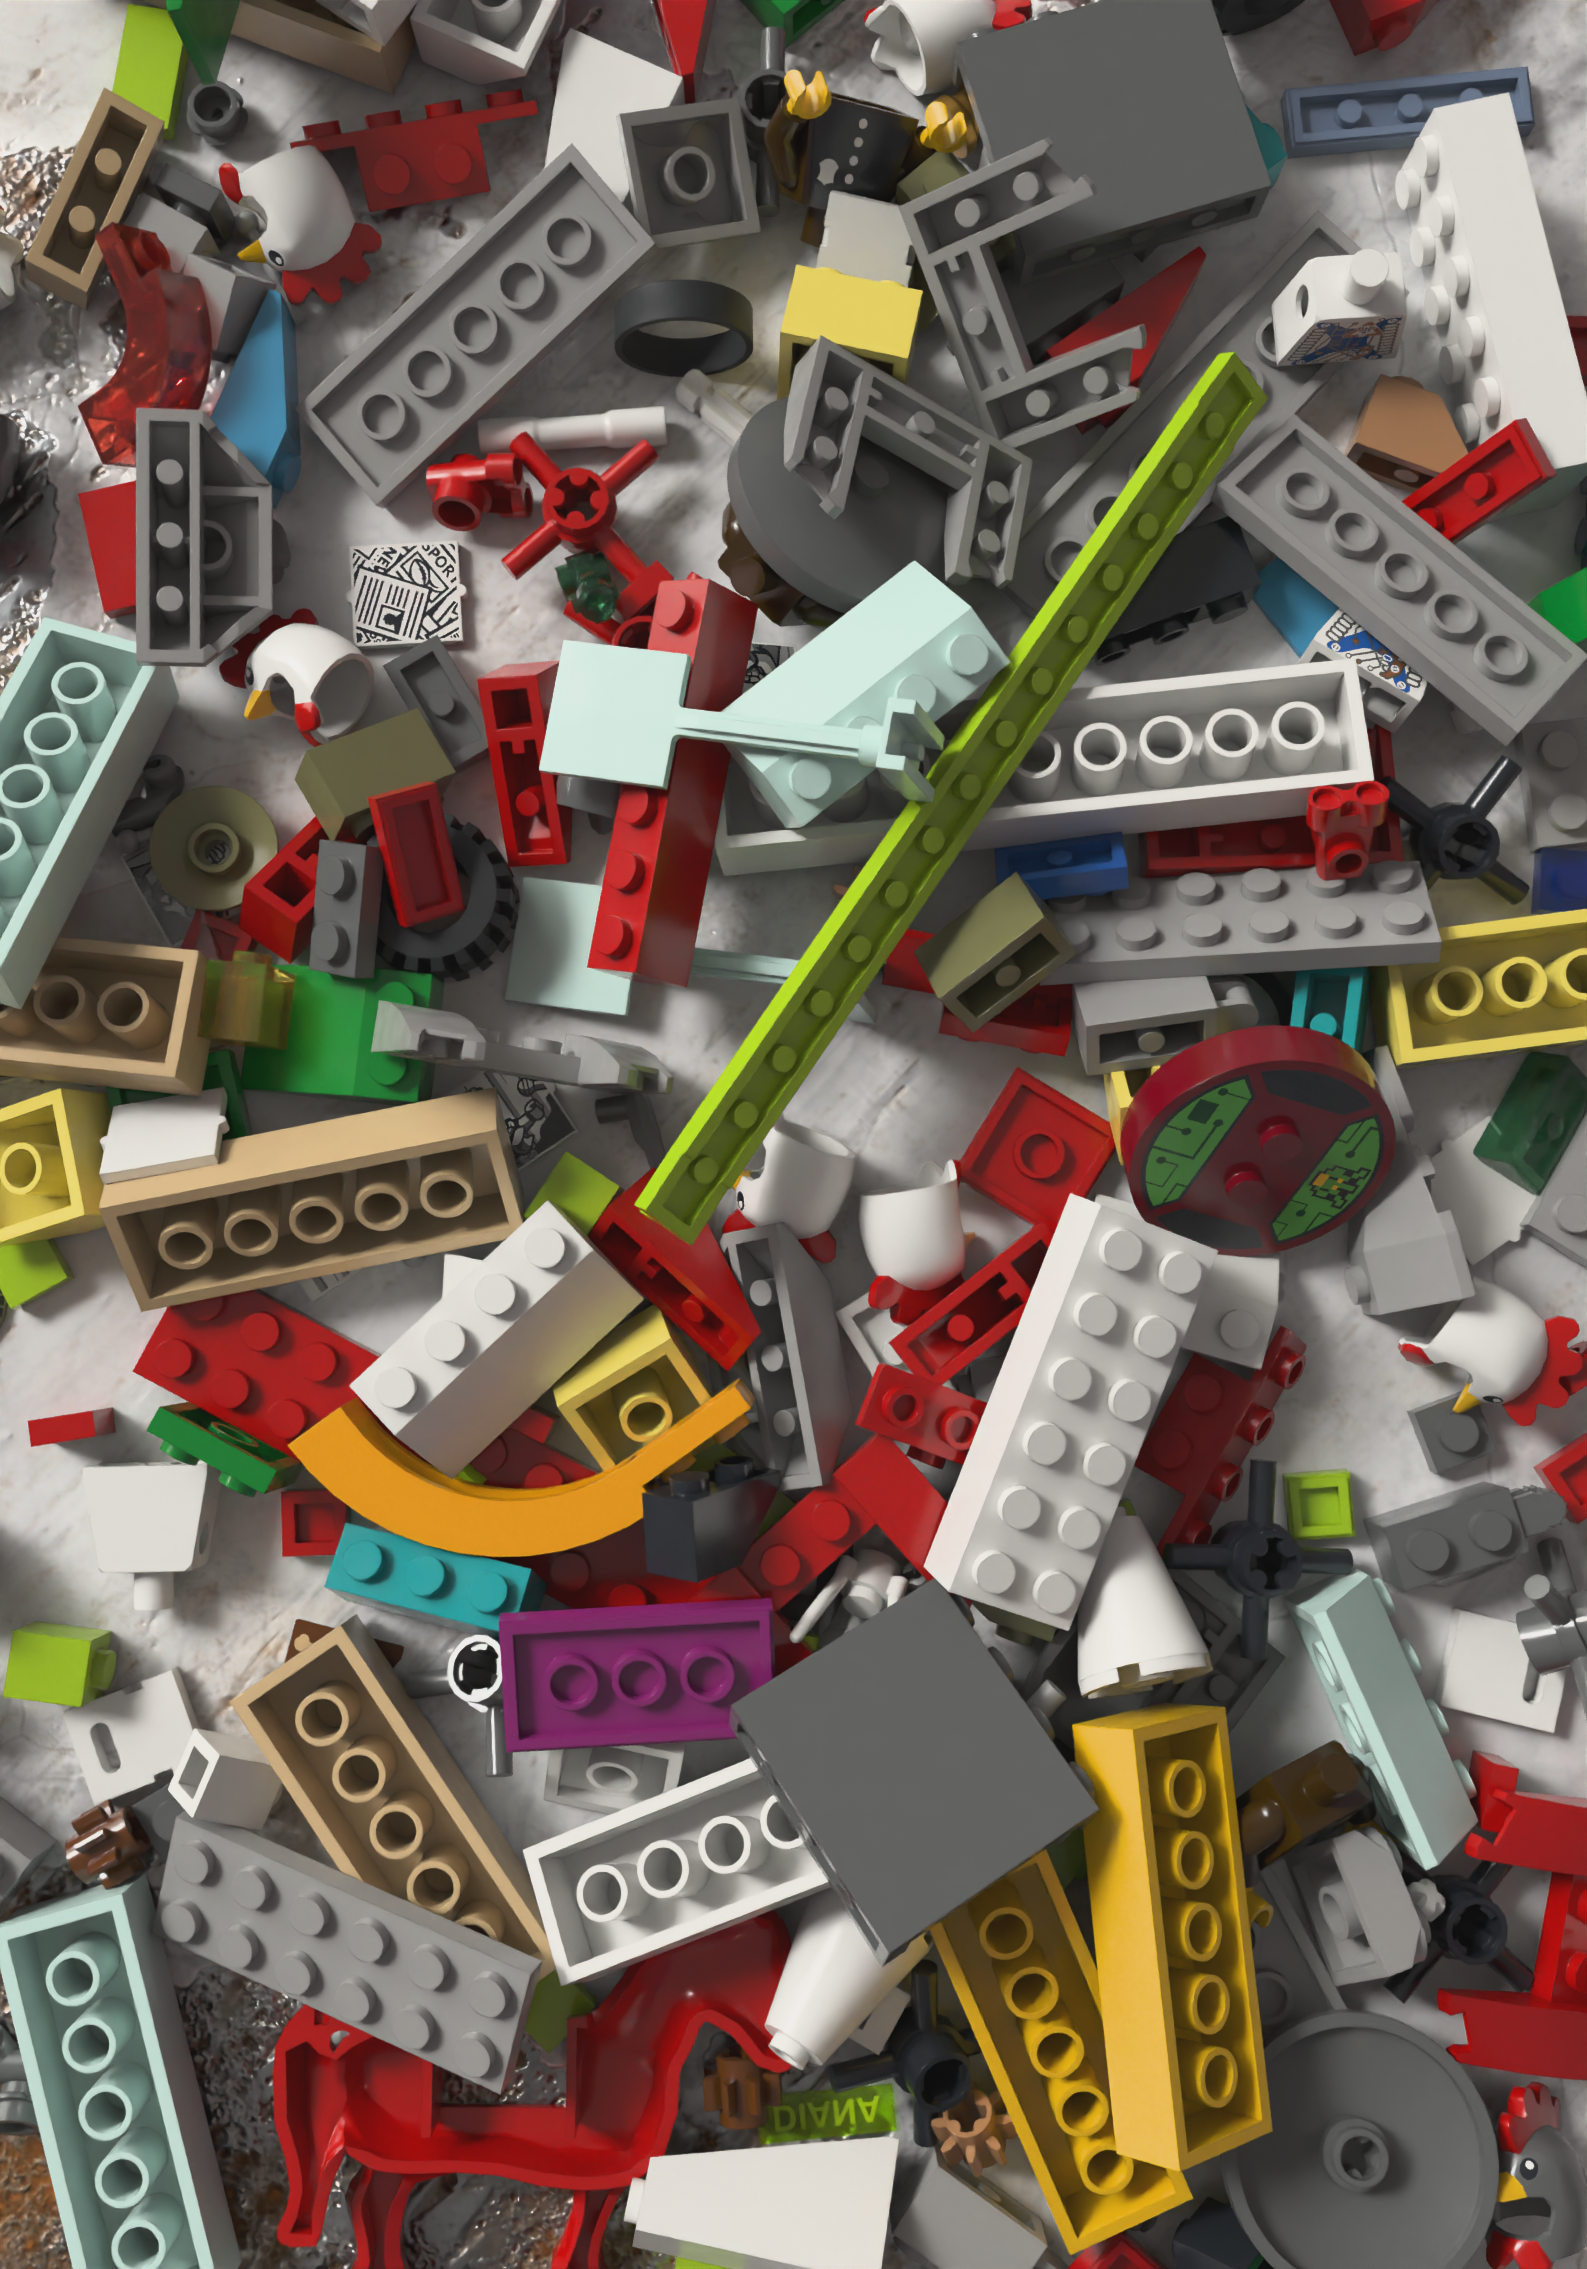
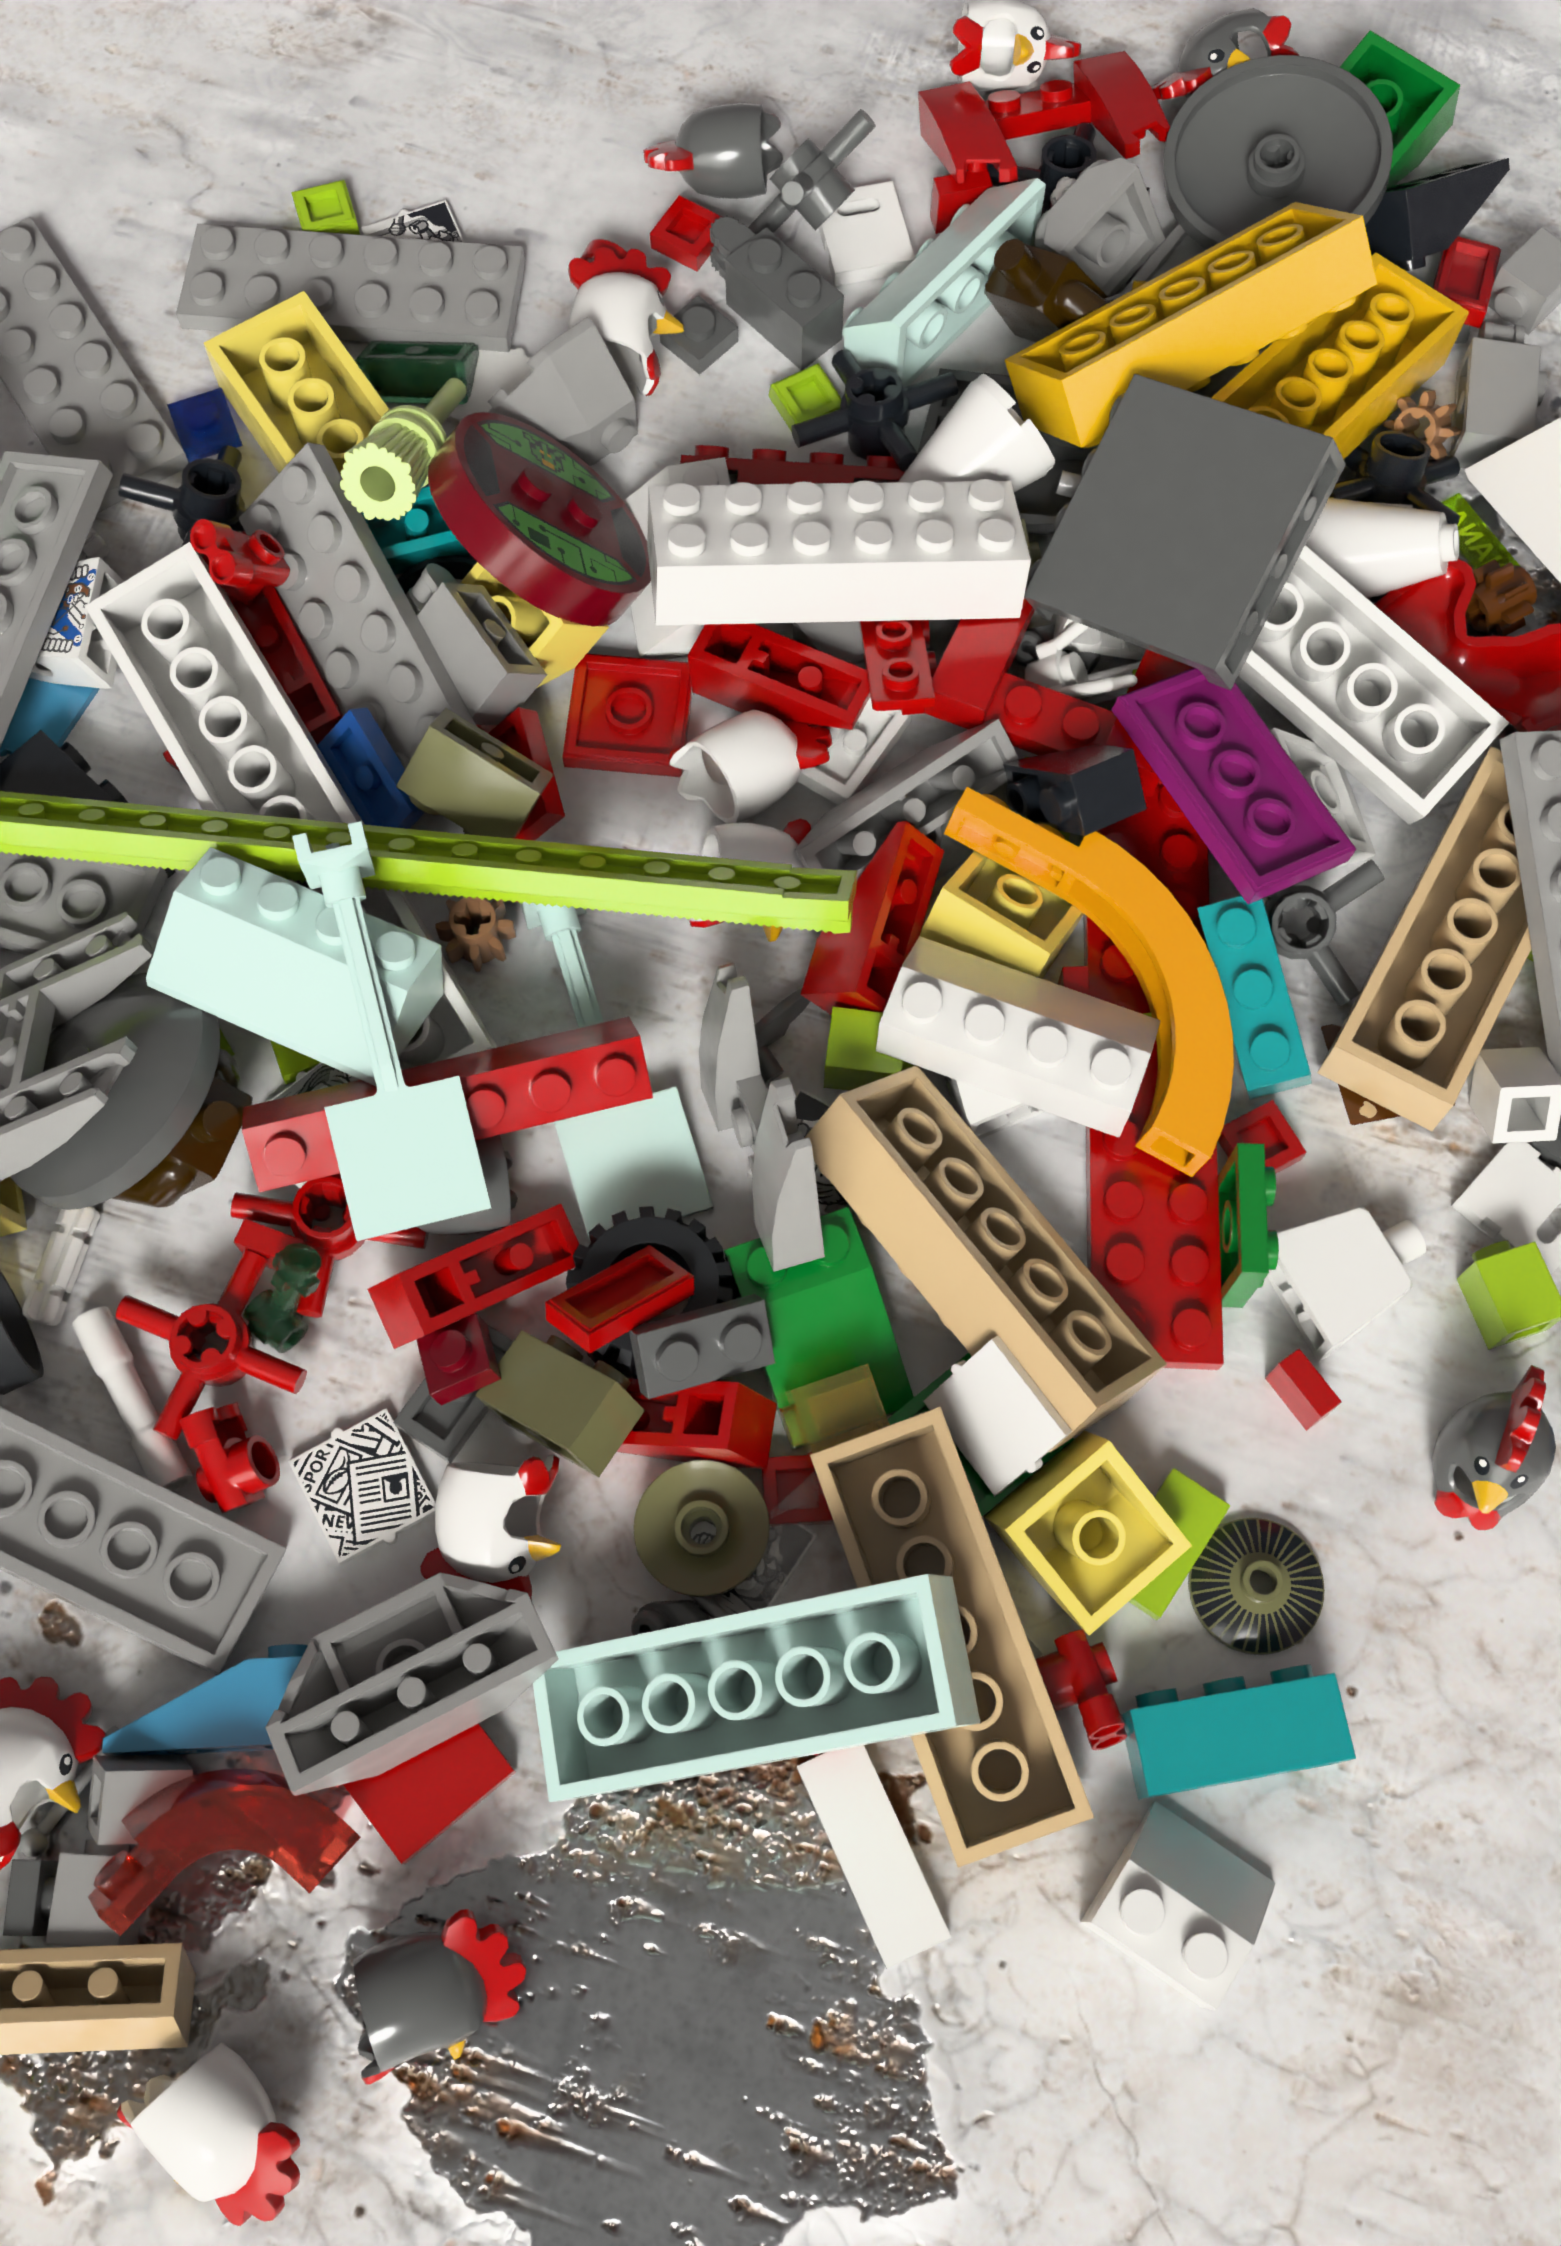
camera: 115 degrees left, 15 degrees down
(452, 707) = (458, 1359): none -> dark red plate
(1375, 1016) = (393, 462): none -> yellowish green piece

